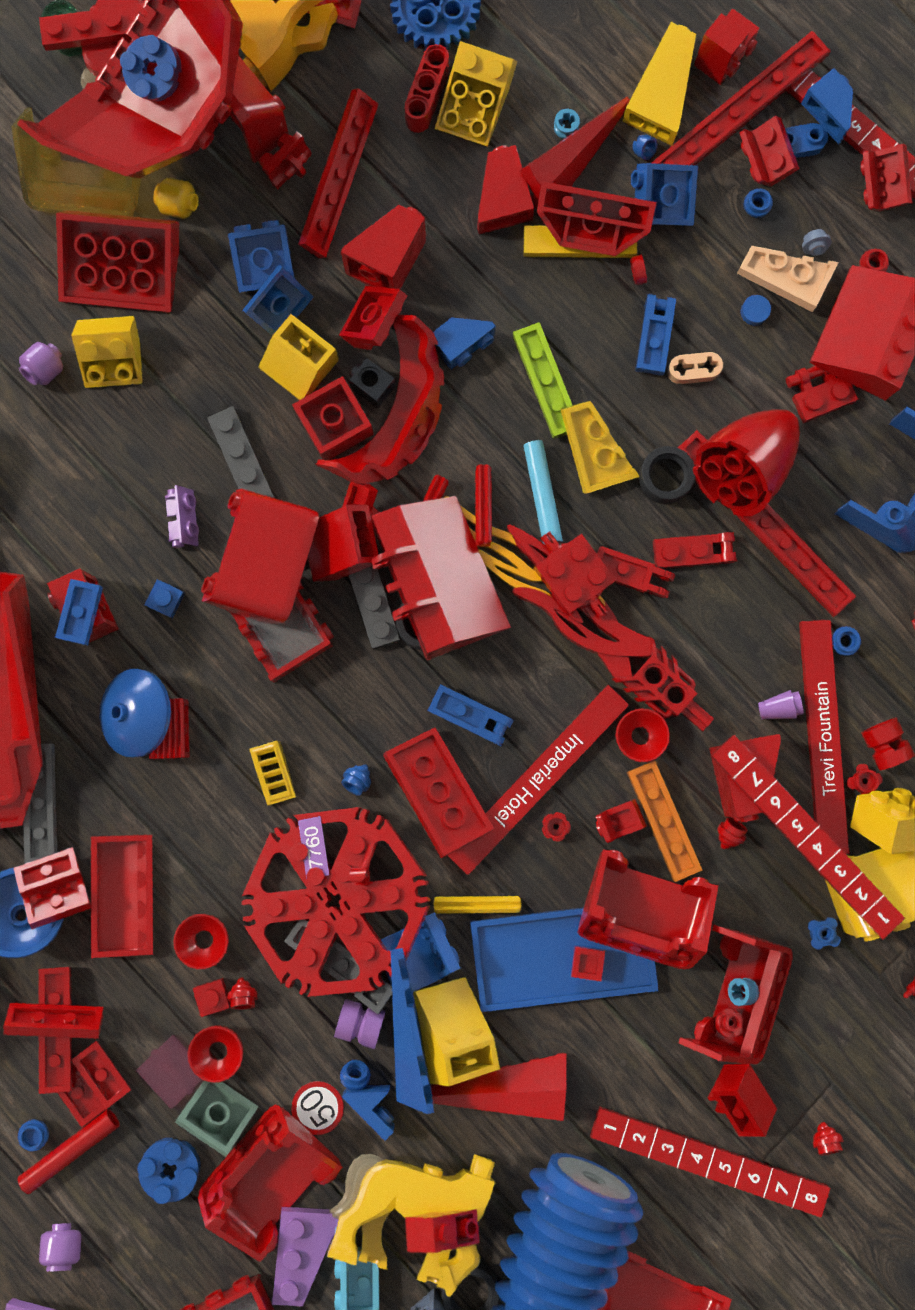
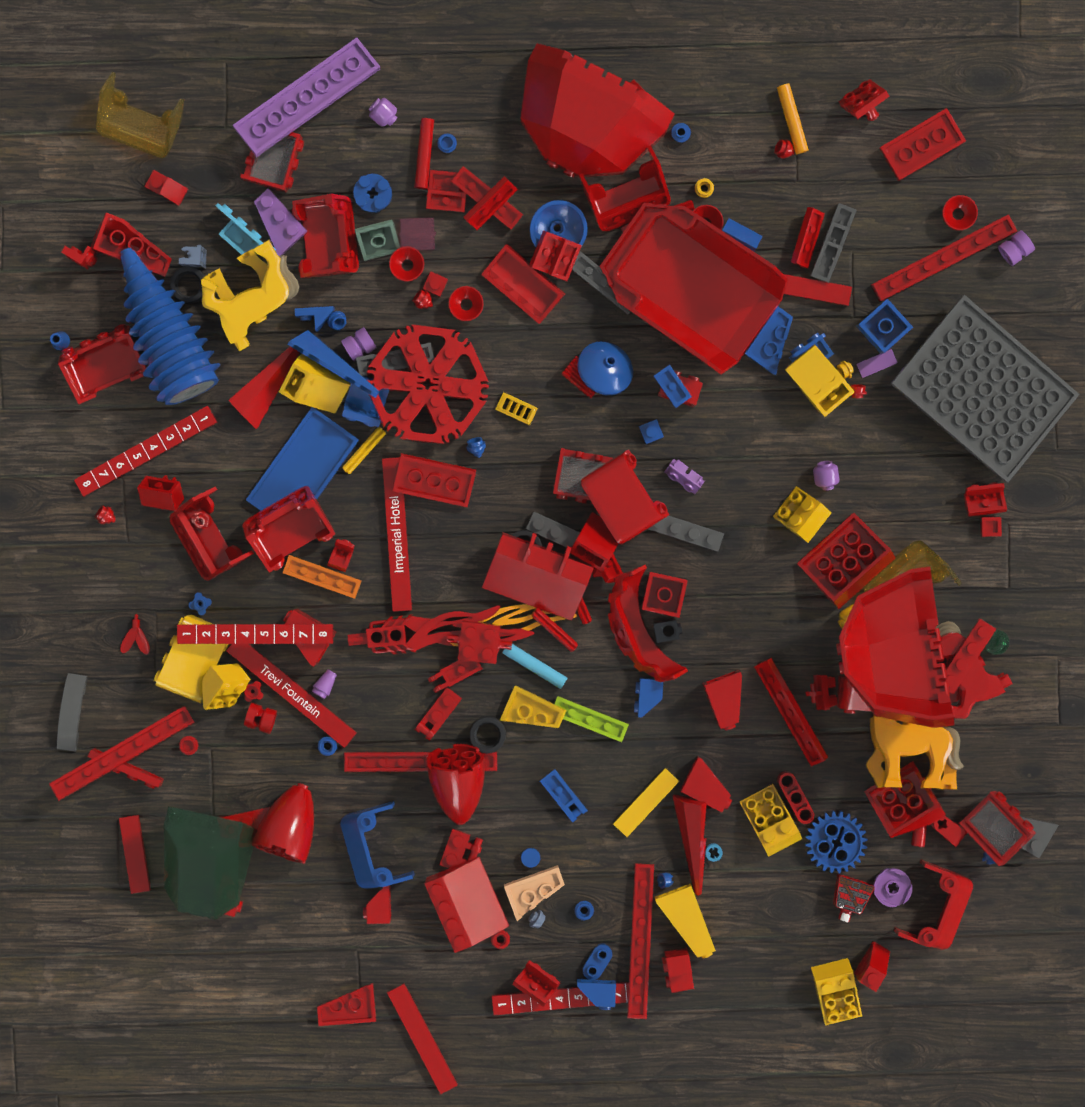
camera: 130 degrees right, 5 degrees up
(135, 63) = (919, 651): blue plate -> none
(259, 253) = (782, 634): blue plate -> none
(277, 300) = (750, 620): blue slope -> none
(298, 358) = (711, 604): yellow slope -> none
(312, 836) = (466, 400): medium lavender sticker -> none
(317, 1107) = (338, 288): sticker -> none
(361, 875) = (427, 407): red hand -> none
(372, 317) = (697, 660): red plate -> none
(442, 1231) = (233, 302): red slope -> none
(469, 714) = (458, 529): blue plate -> none
(558, 834) = (363, 526): red plate -> none
(588, 963) = (288, 478): red plate -> none
(593, 218) = (648, 817): red wedge -> none
(638, 270) = (603, 816): red tile -> none
(657, 735) = (362, 607): red piece -> none
(671, 188) = (629, 864): blue plate -> none
(694, 361) = (525, 796): light nougat beam -> none
(731, 833) = (286, 603): red plate -> none
(735, 990) = (212, 536): dark azure bush -> none
(769, 152) = (604, 938): red bracket -> none

